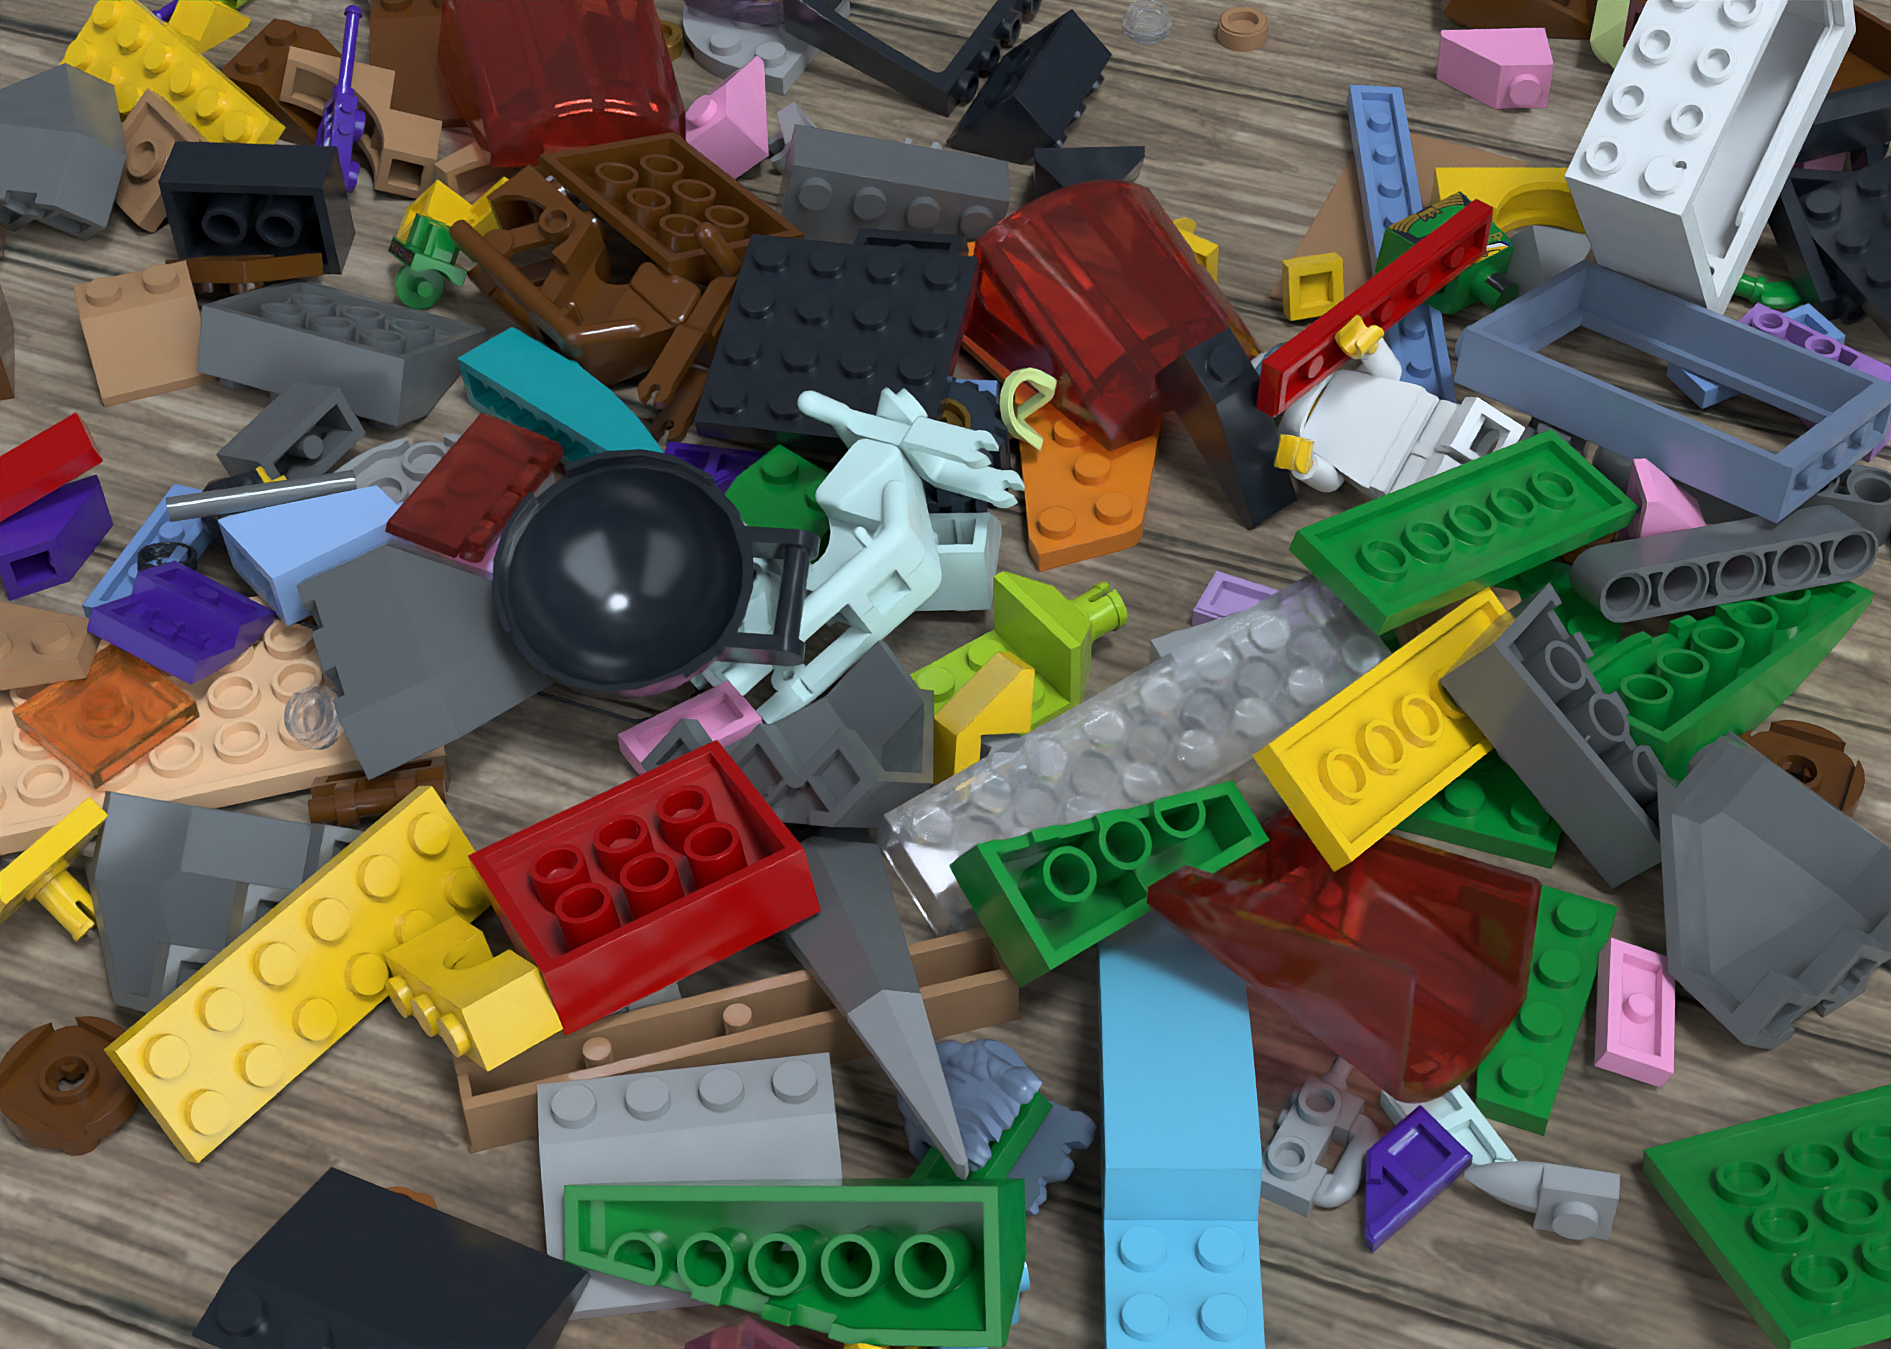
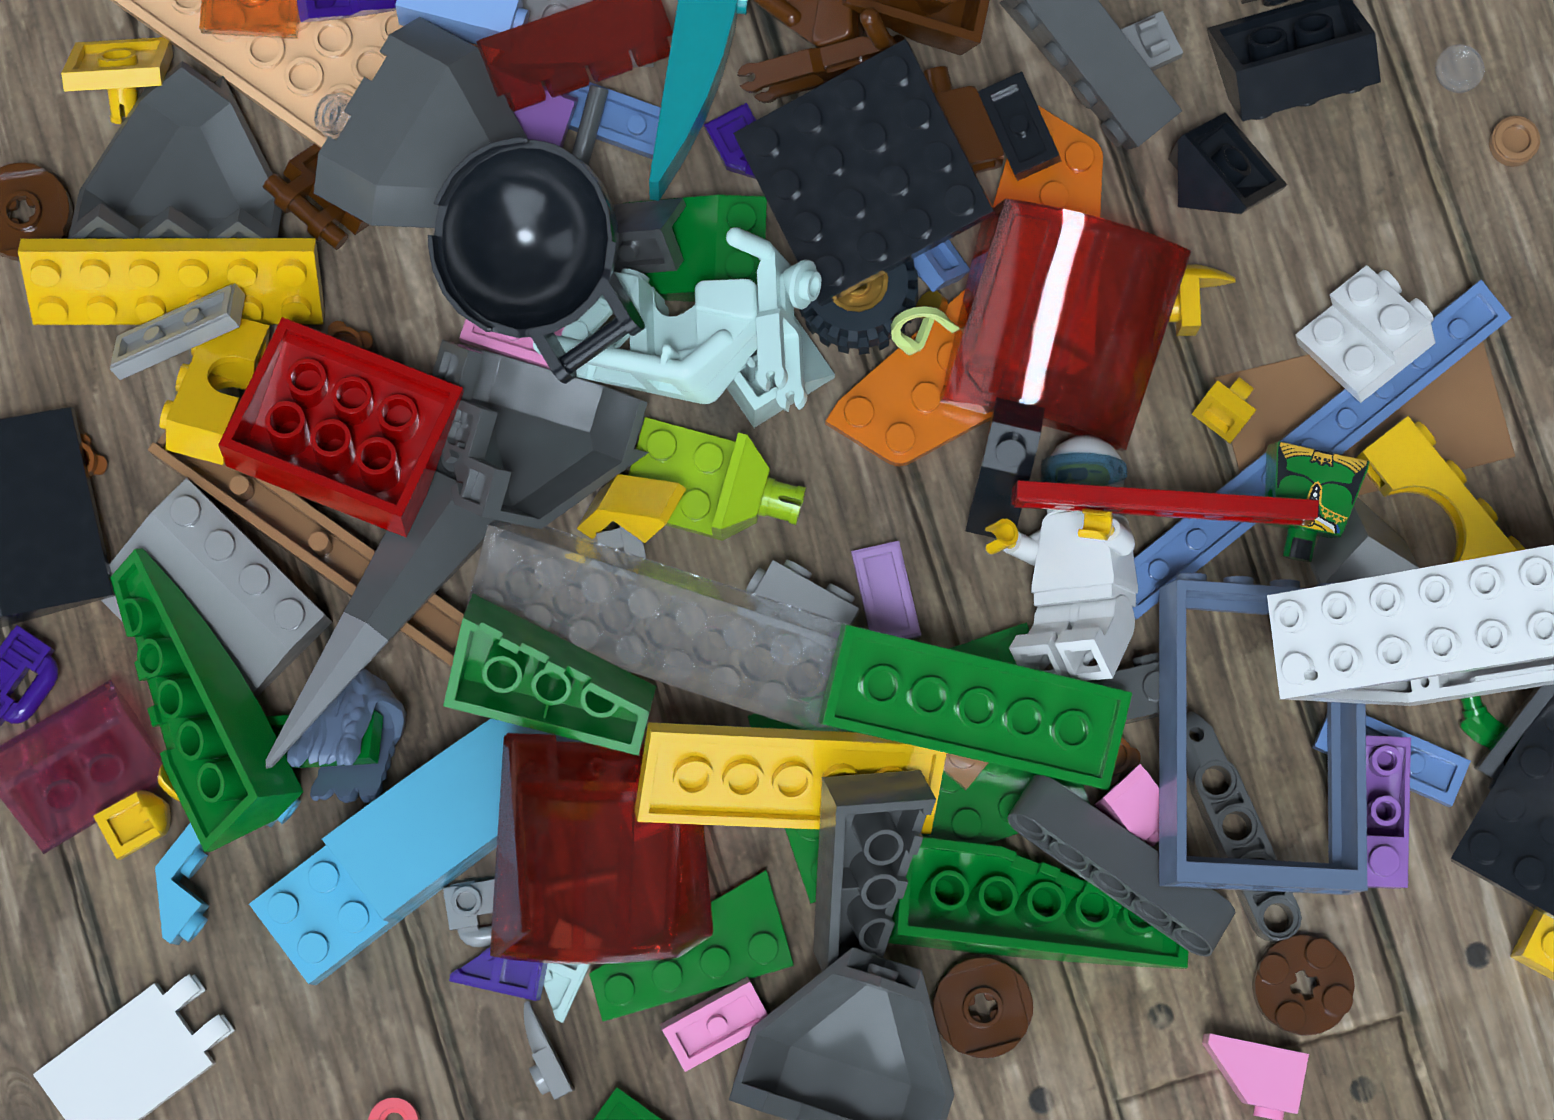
camera: 50 degrees right, 35 degrees up
(368, 996) = (177, 331): none -> light grey tile
(1329, 163) = (1368, 333): none -> white plate

